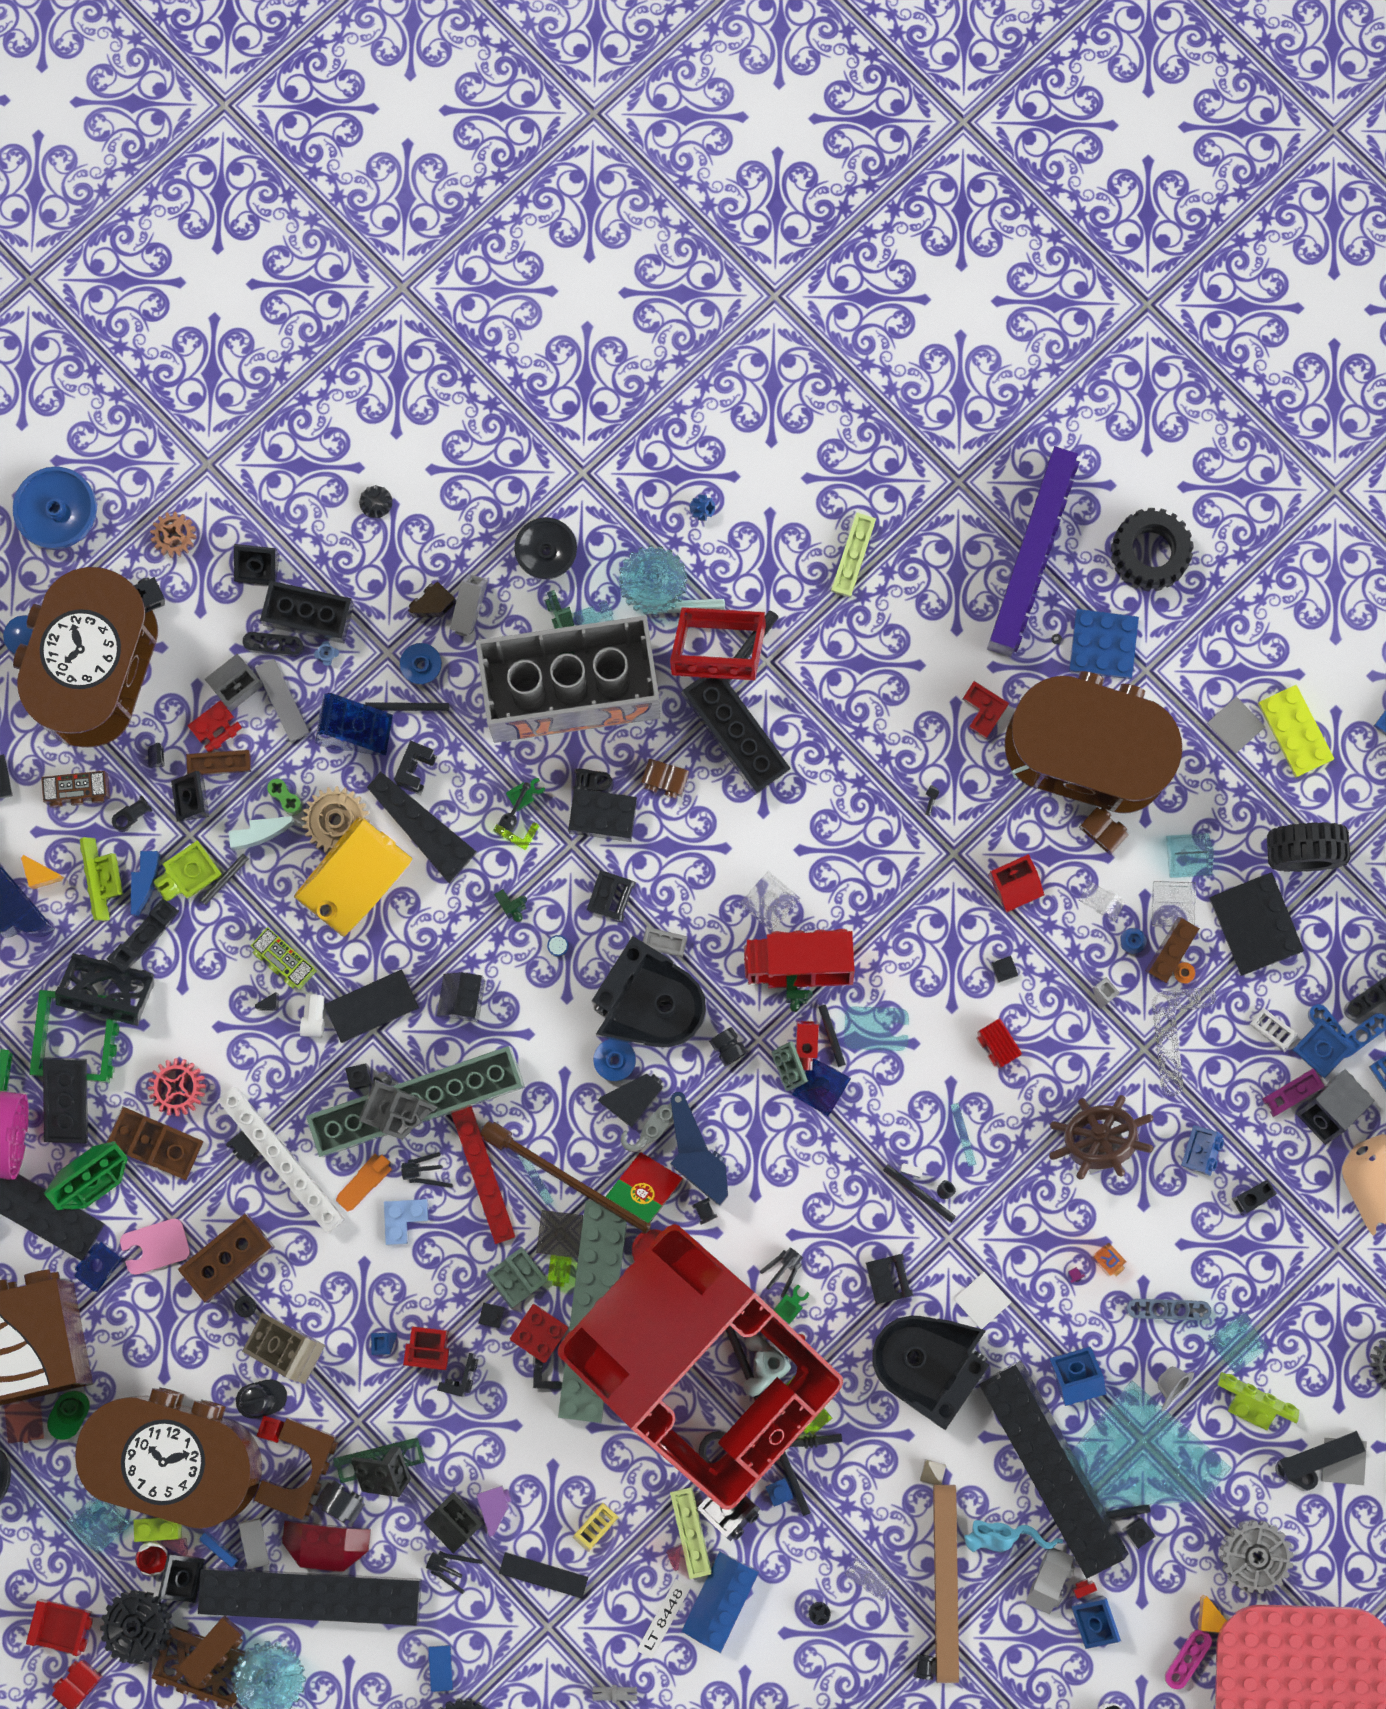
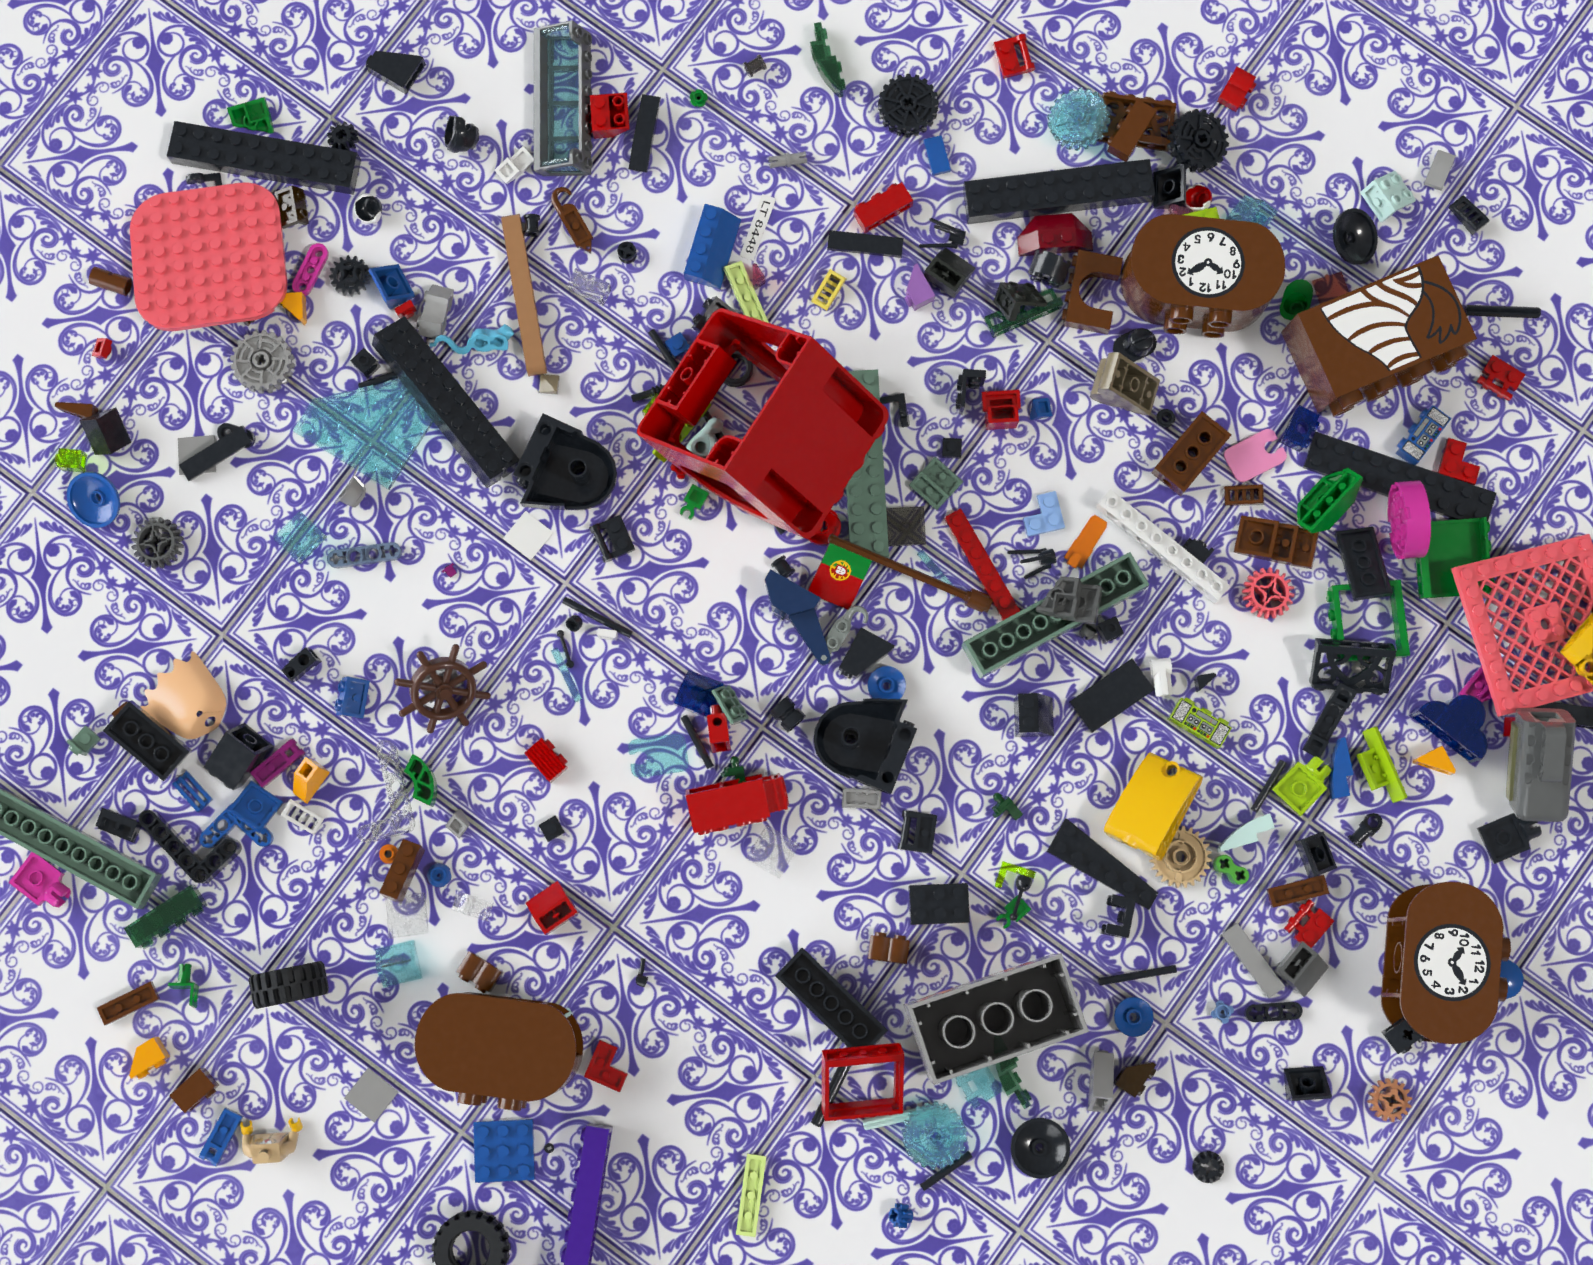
camera: 170 degrees right, 0 degrees up
(54, 508) = (1506, 1104): blue dish -> none
(59, 1627) = (1262, 133): red panel -> none
(75, 788) = (1421, 843): brick -> none
(156, 756) = (1355, 887): black slope -> none
(159, 1198) = (1227, 490): none -> reddish brown slope
(219, 1549) = (1138, 213): blue tile -> none
(254, 1543) = (1114, 226): light grey slope -> none
(270, 1429) = (1121, 320): red plate -> none
(307, 612) = (1249, 1046): black brick -> none
(352, 726) = (1182, 944): clear blue brick -> none
(515, 1615) = (883, 207): none -> red brick
(539, 1333) = (907, 436): red bracket -> none
(557, 945) = (956, 779): light aqua tile -> none
(559, 1270) = (900, 494): clear neon green brick -> none
(591, 779) = (955, 934): black piece -> none
(653, 541) = (945, 1171): none -> black bar
(790, 1260) = (701, 539): black plant -> none
(876, 1663) = (572, 221): none -> reddish brown plate
(957, 1146) = (570, 664): none -> black hinge
(1078, 1376) = (435, 484): blue slope -> none
(1109, 1260) = (422, 587): clear orange brick -> none
(1136, 1043) = (423, 779): none -> green brick
(1151, 1635) = (354, 269): none -> black gear
(1254, 1404) = (279, 488): lime bracket -> none
(1256, 924) = (329, 909): black slope -> none
(1261, 1068) = (308, 779): none -> light orange slope
(1296, 731) = (314, 1098): neon yellow plate -> none
(1348, 688) = (271, 1146): none -> tan torso

